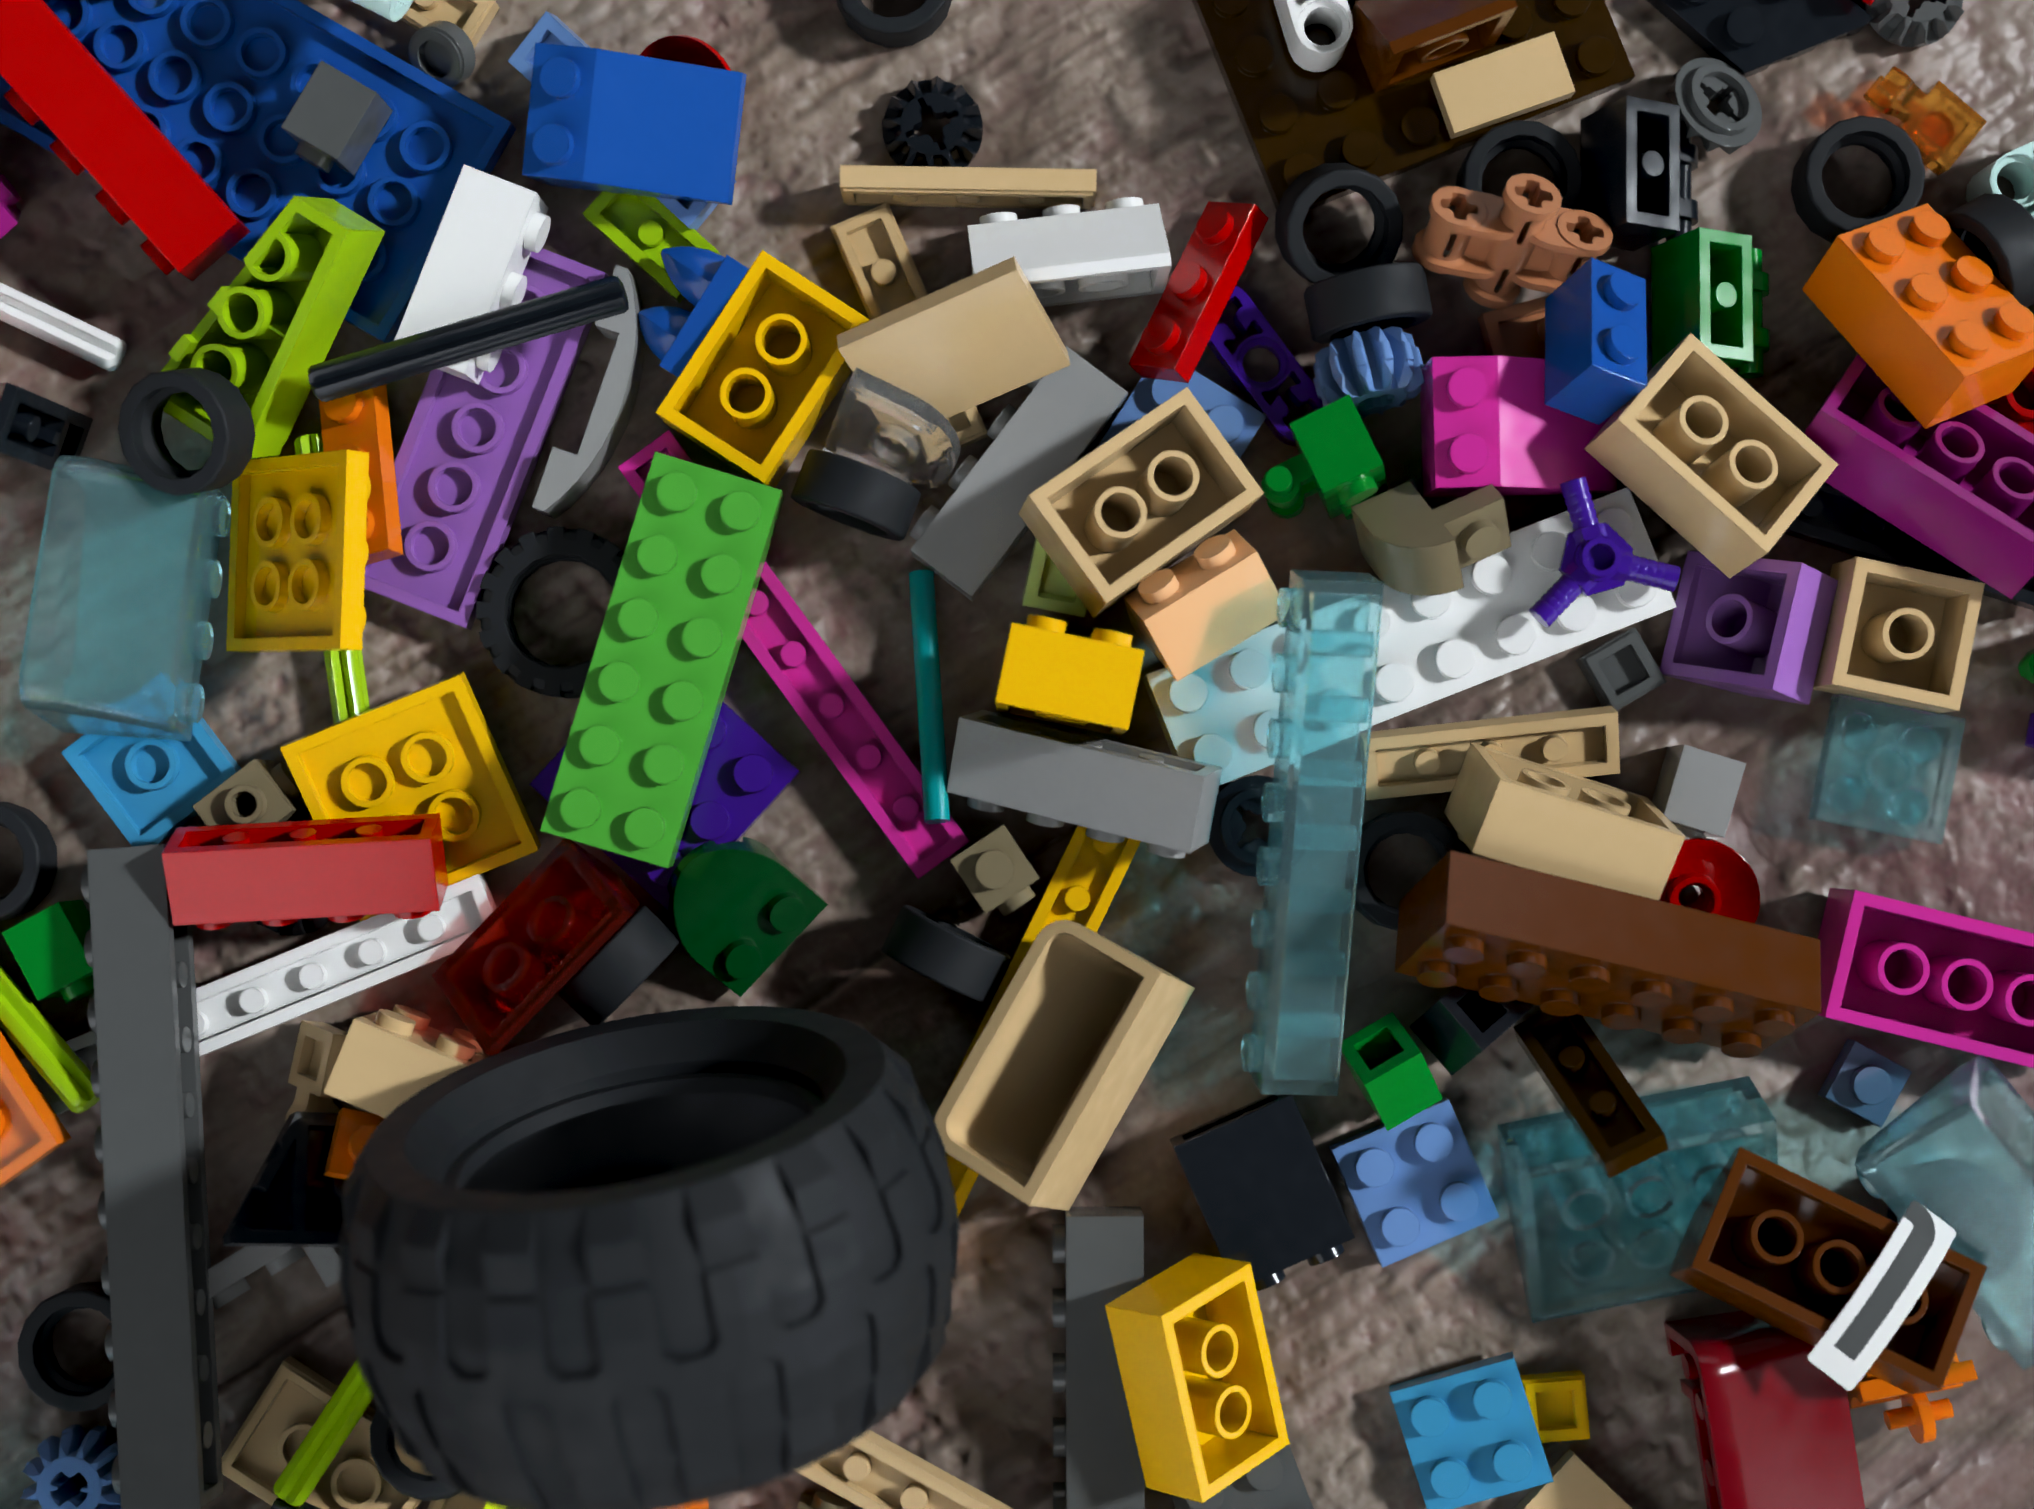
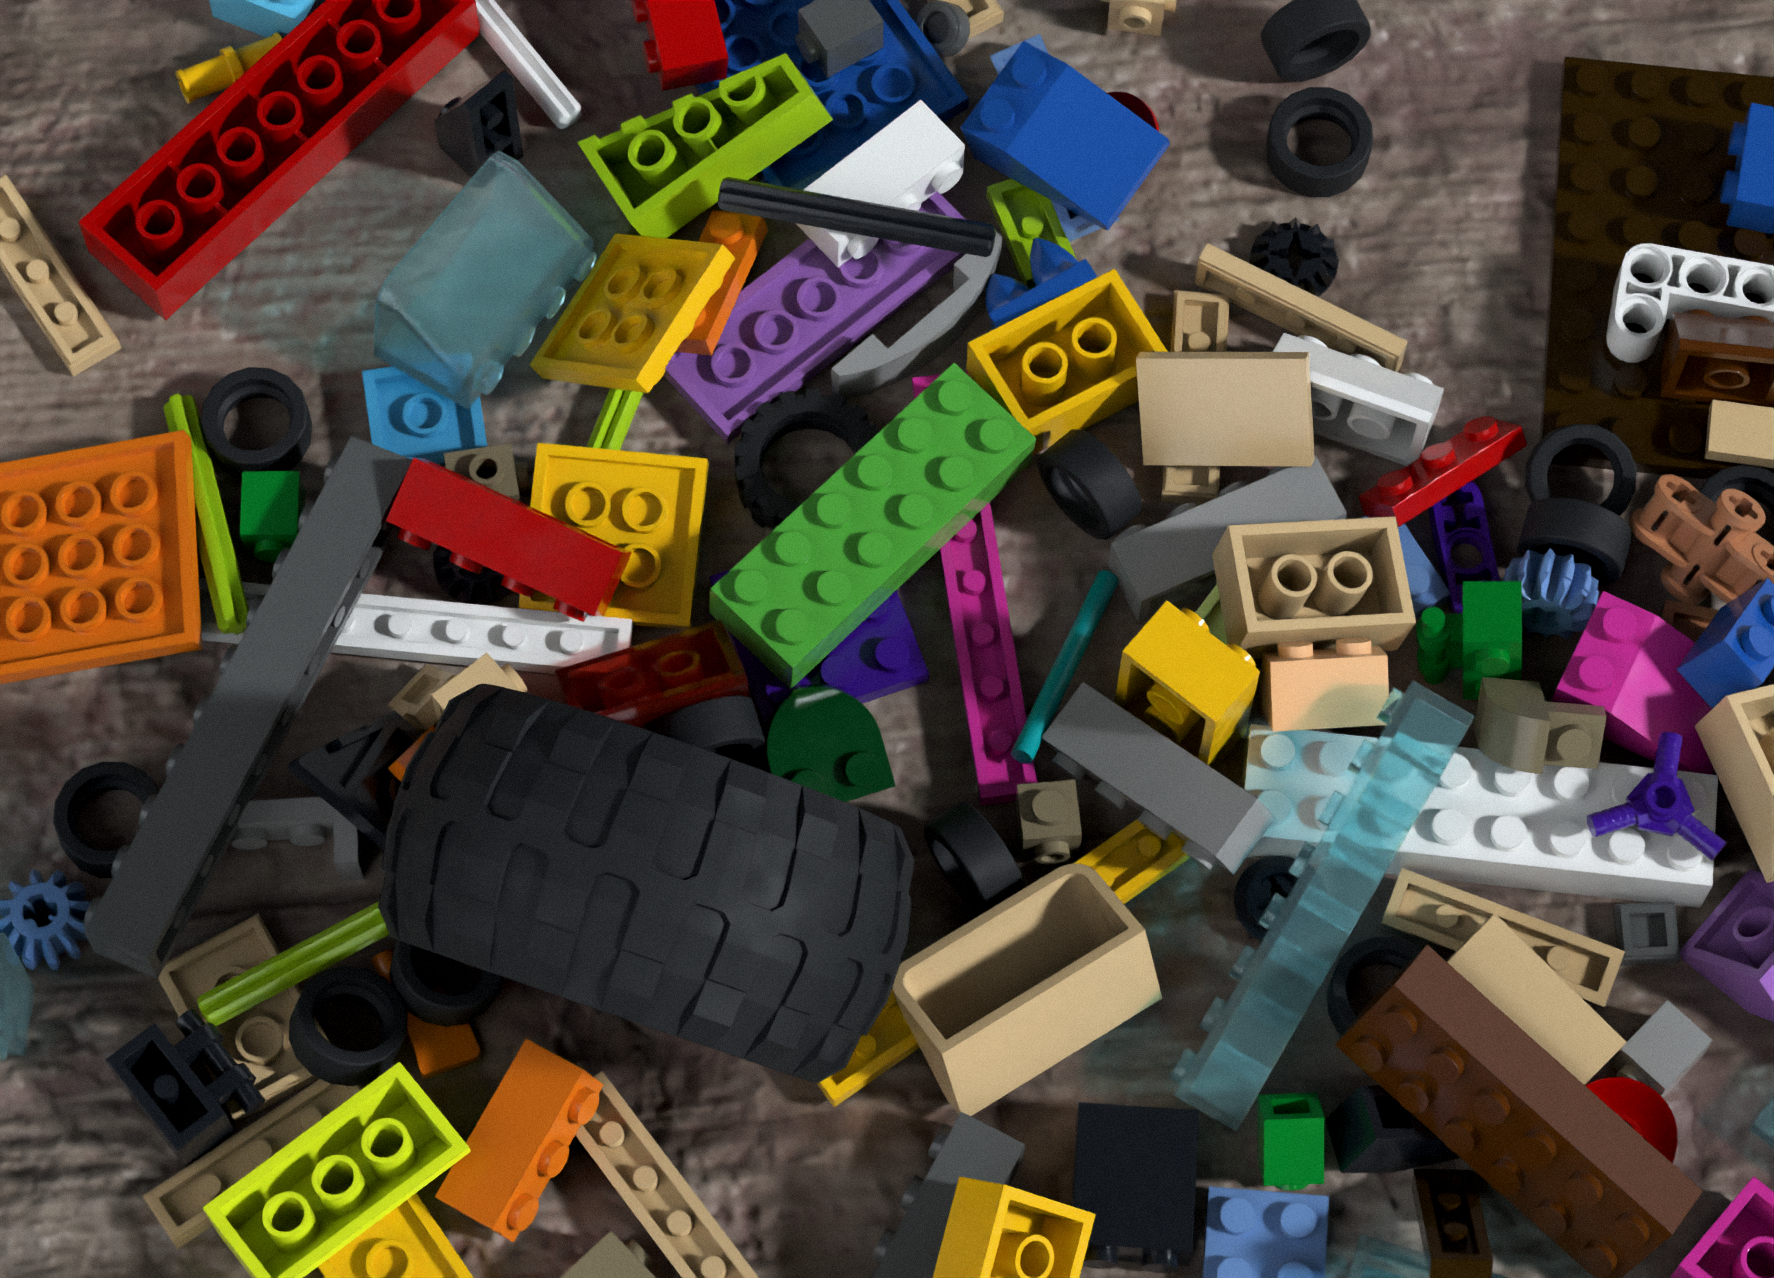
camera: 25 degrees right, 20 degrees down
(143, 437) = (576, 156): black tyre -> none
(893, 432) = (1149, 448): clear tile -> none

